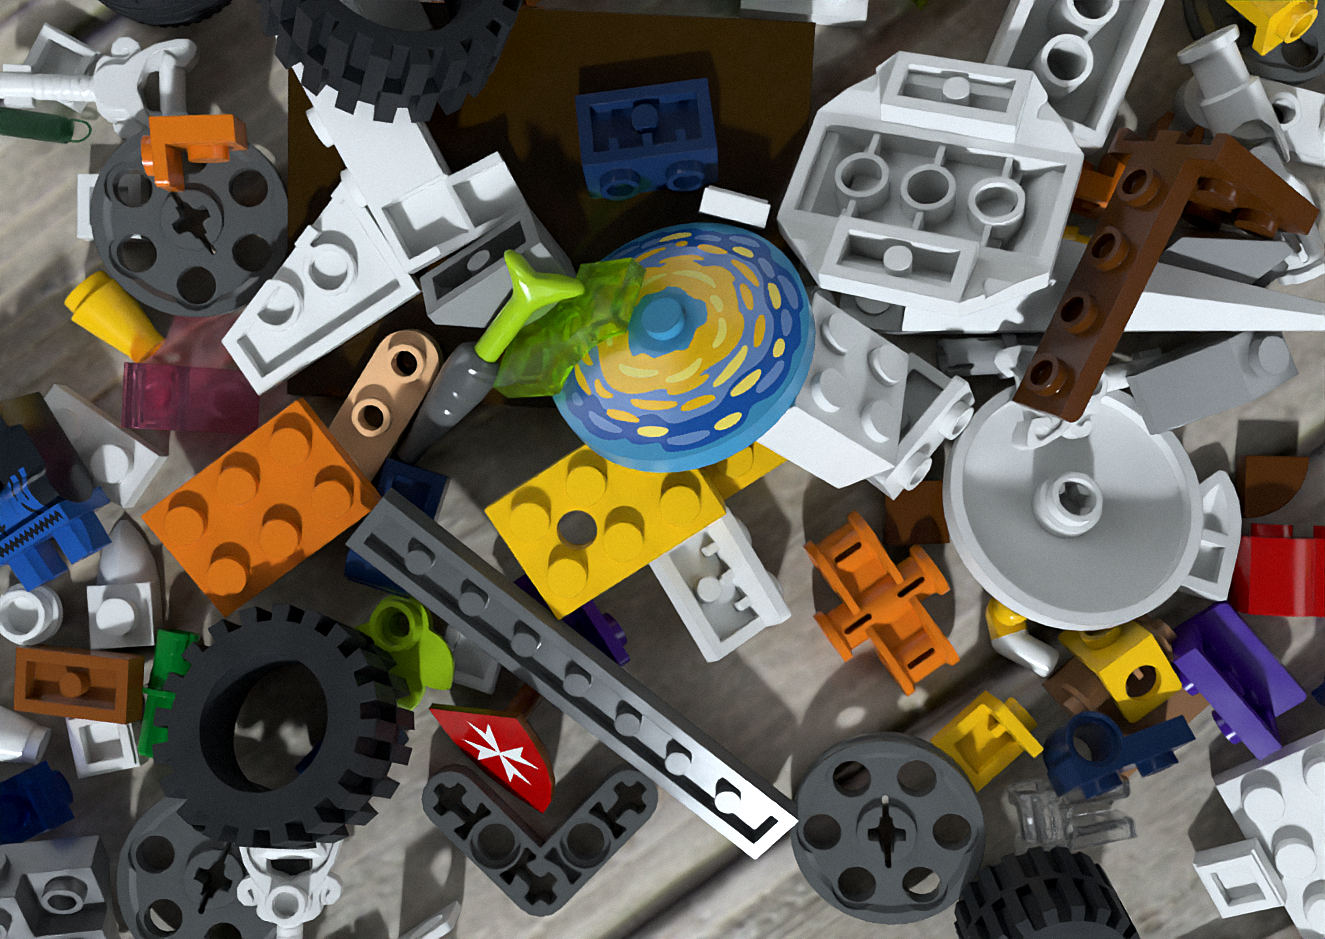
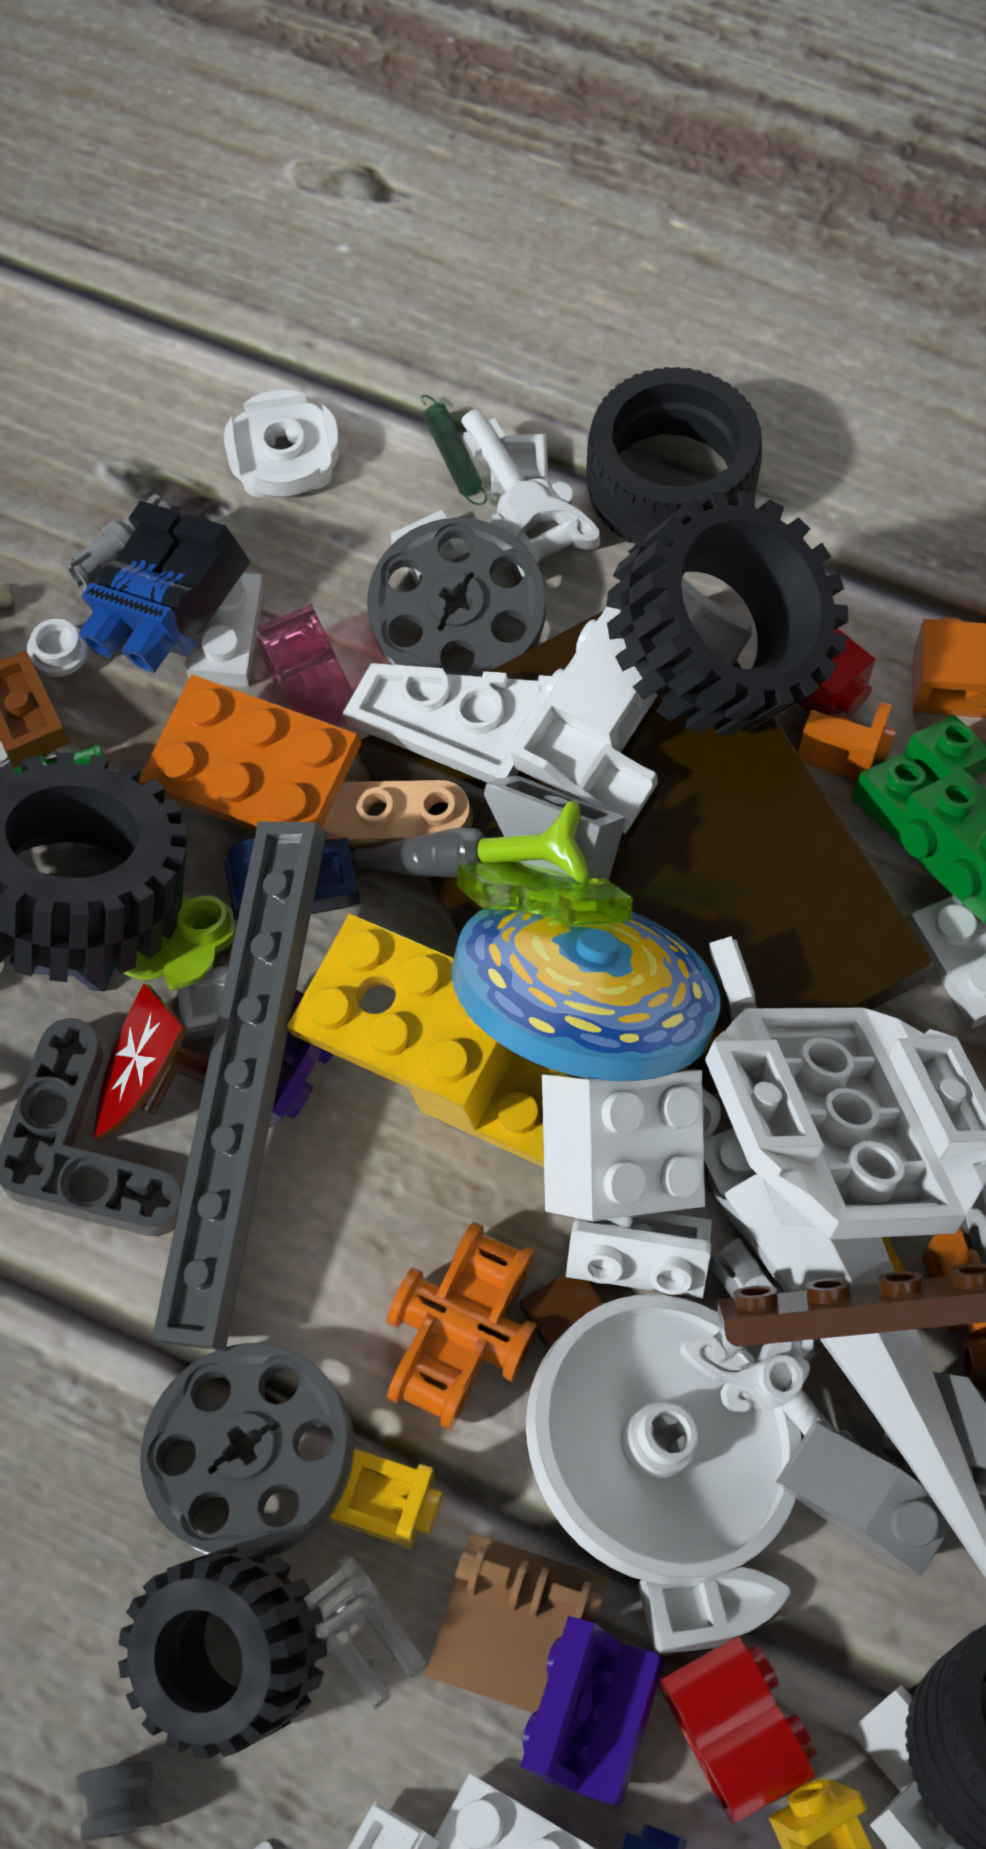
camera: 60 degrees right, 25 degrees down
(114, 317) = (343, 587): yellow cone -> none
(127, 593) = (115, 712): white plate -> none
(201, 136) = (518, 557): orange bracket -> none
(647, 139) = (742, 881): dark blue bracket -> none
(721, 587) = (395, 1165): white bracket -> none
(1011, 639) = (499, 1477): white arm -> none
(1111, 752) = (445, 1622): dark blue plate -> none
(1115, 654) = (546, 1557): yellow bracket -> none
(1267, 482) = (807, 1646): reddish brown tile -> none

